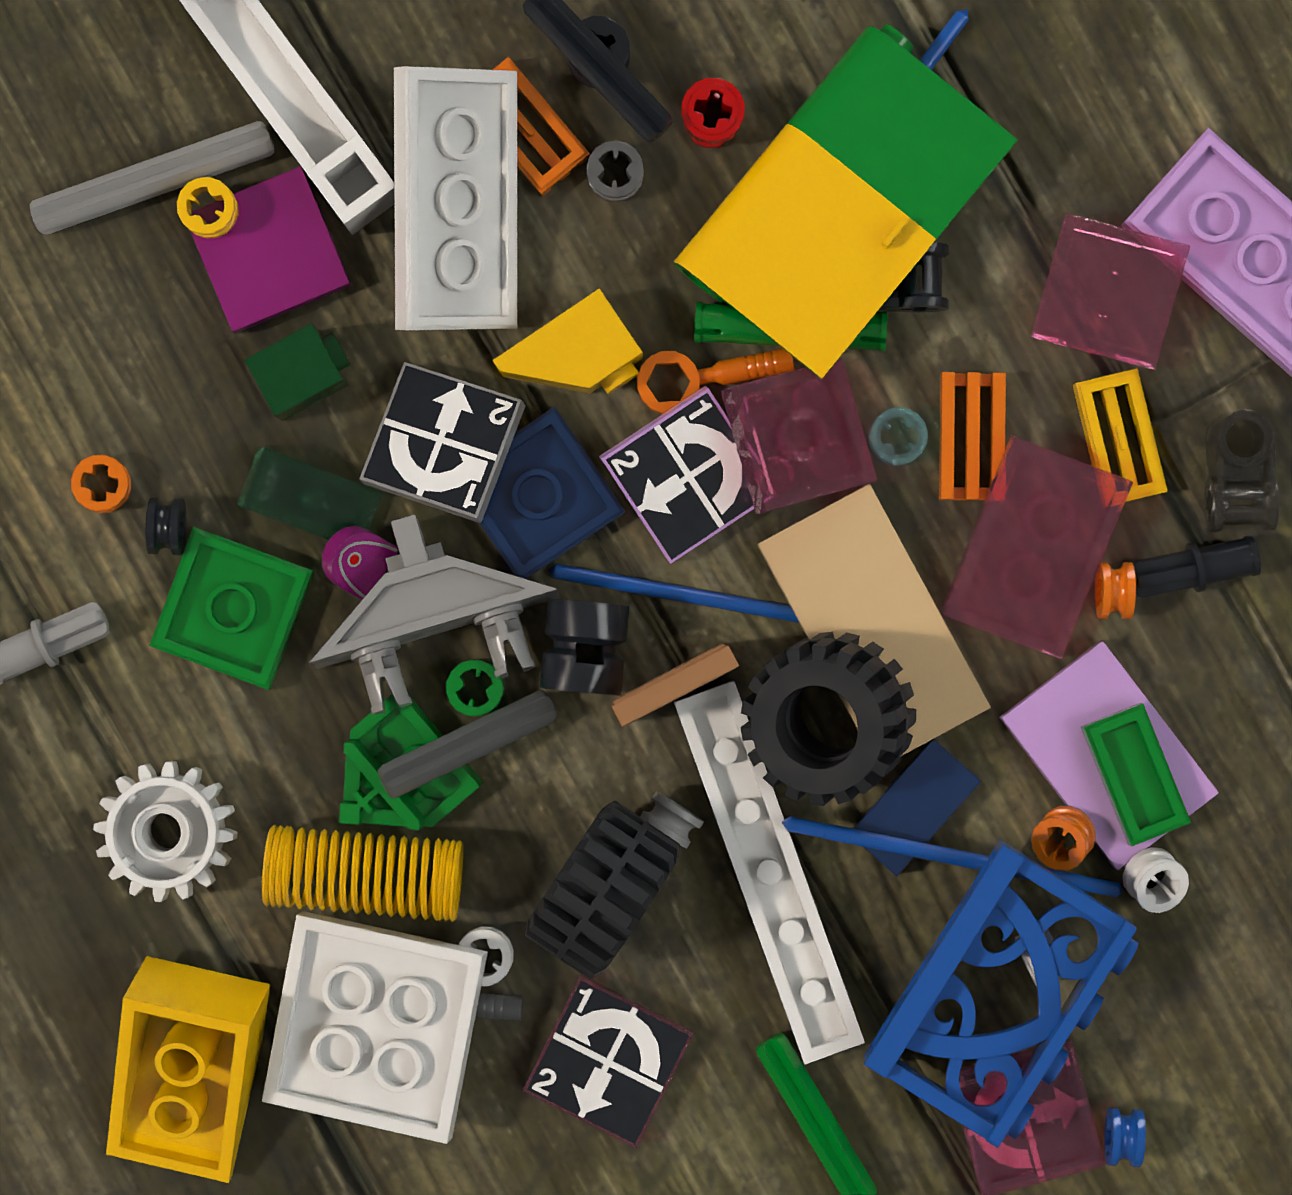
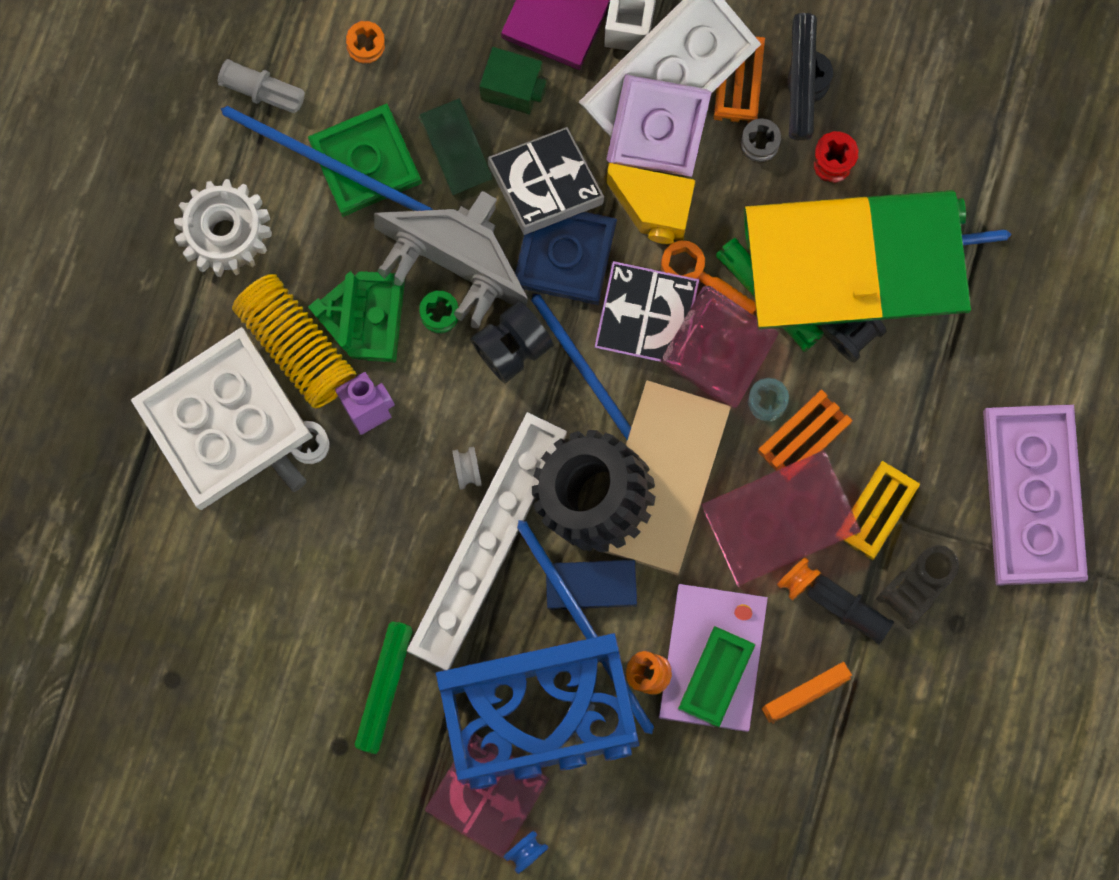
camera: 45 degrees right, 10 degrees down
(166, 526) = (374, 89): black bush -> none
(185, 1067) = (112, 347): yellow slope -> none
(196, 653) = (324, 160): none -> blue axle
(356, 559) = (447, 191): magenta tile -> none
(467, 744) = (407, 330): dark grey axle -> none
(501, 268) = (658, 125): none -> lavender tile
(501, 860) = (365, 403): none -> medium lavender plate
(603, 890) = (398, 458): black tyre -> none
(608, 1061) = (314, 554): tile -> none
(674, 684) = (535, 398): medium nougat tile -> none
(1095, 681) = (743, 612): none -> coral piece
(1110, 291) = (944, 432): clear pink tile -> none
(1167, 891) = (673, 726): white bush -> none
(1239, 697) = (807, 693): none -> orange tile

